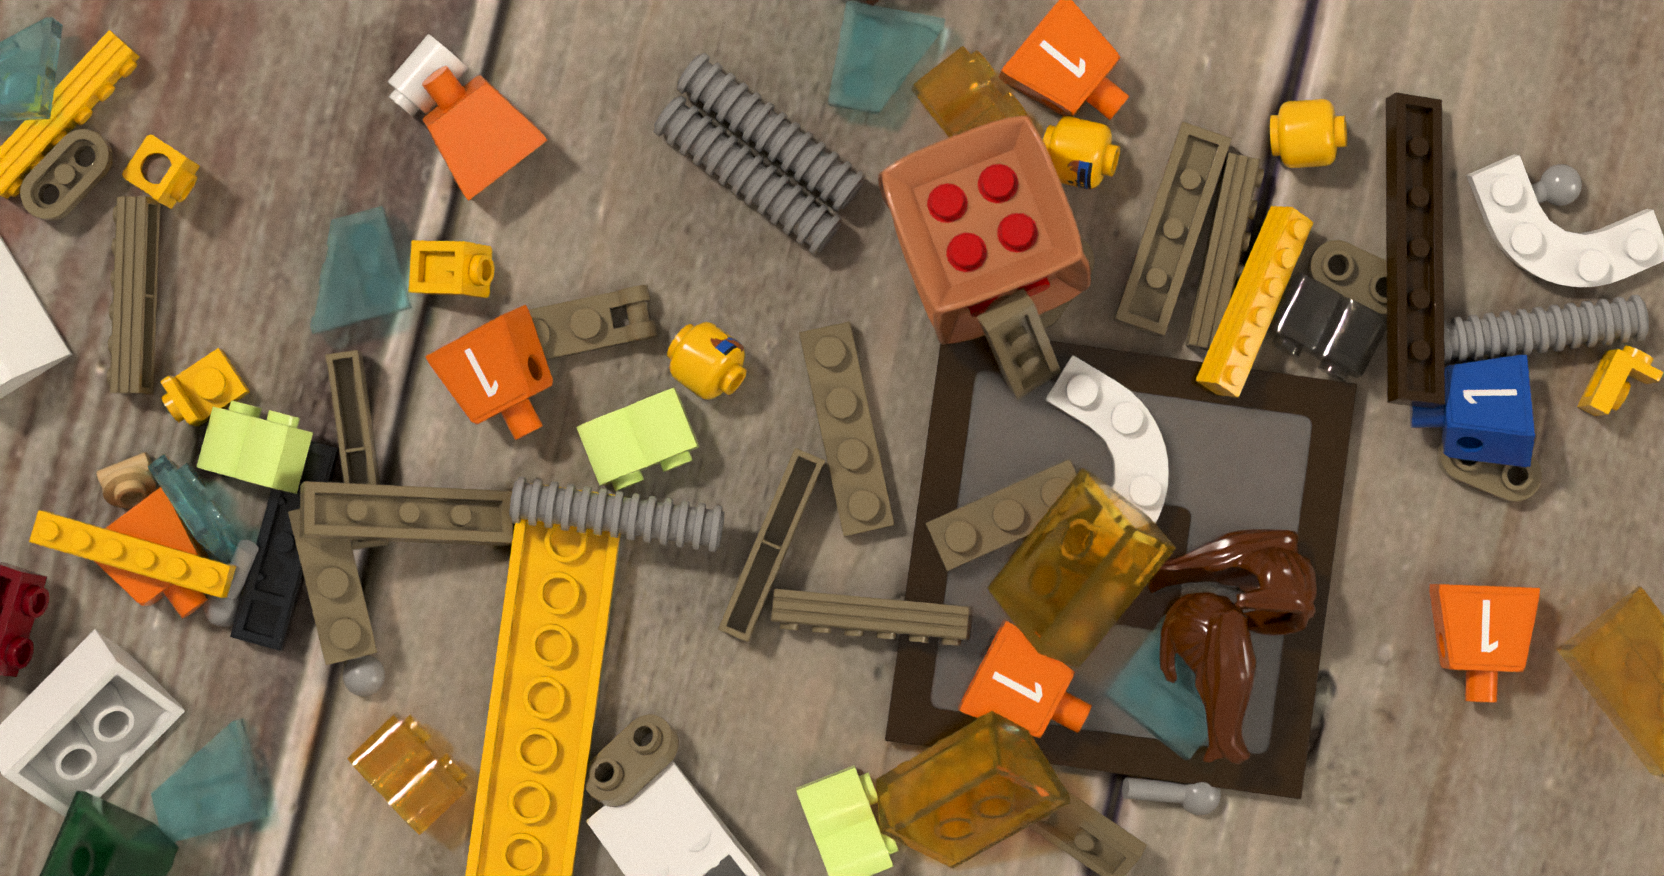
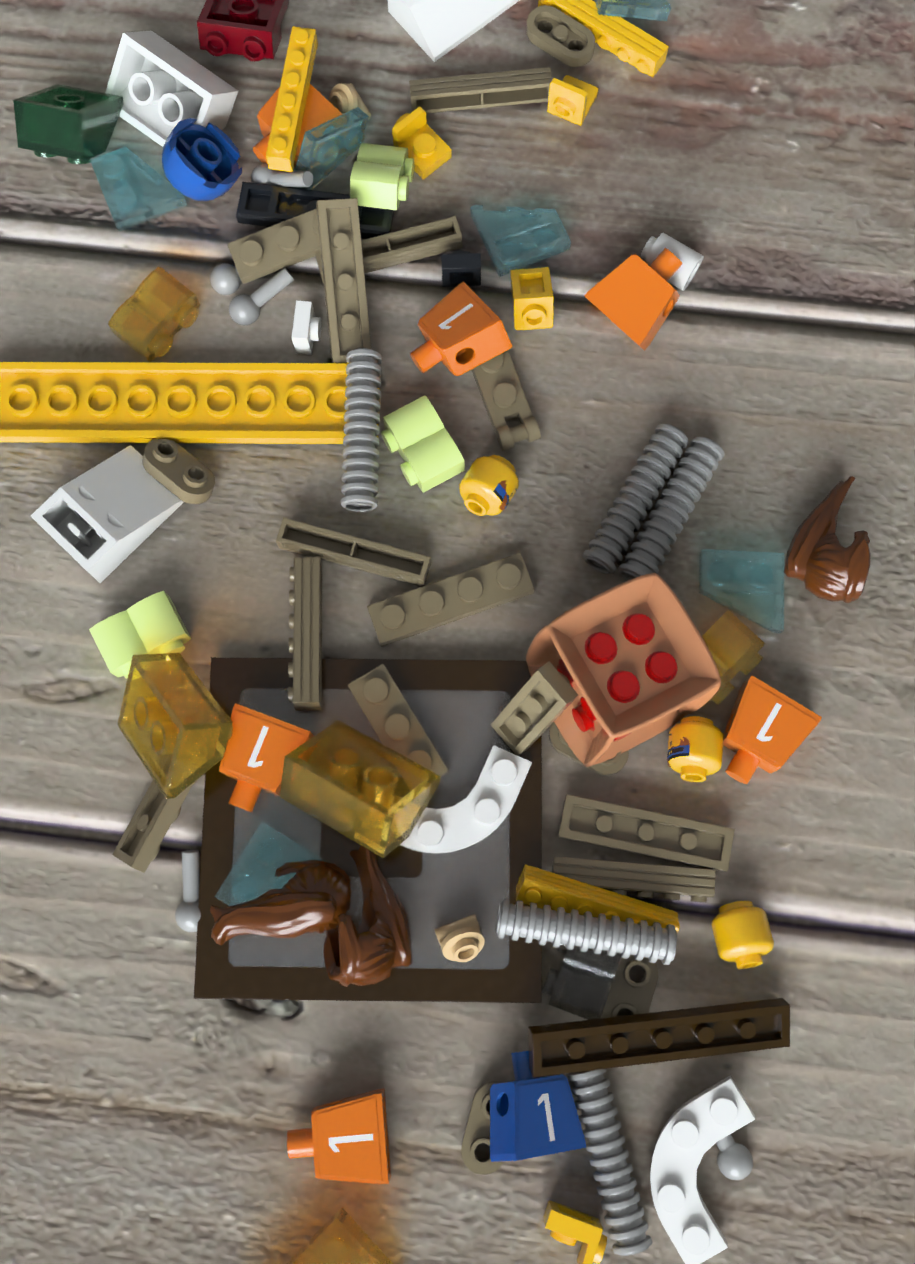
camera: 85 degrees right, 10 degrees down
(199, 688) = (200, 160): none -> blue cylinder
(397, 357) = (461, 267): none -> black plate
(409, 652) = (246, 308): none -> light grey bar
(455, 572) = (305, 327): none -> white plate
(1273, 469) = (461, 939): none -> tan plate
(1287, 319) = (586, 931): none -> light grey piece

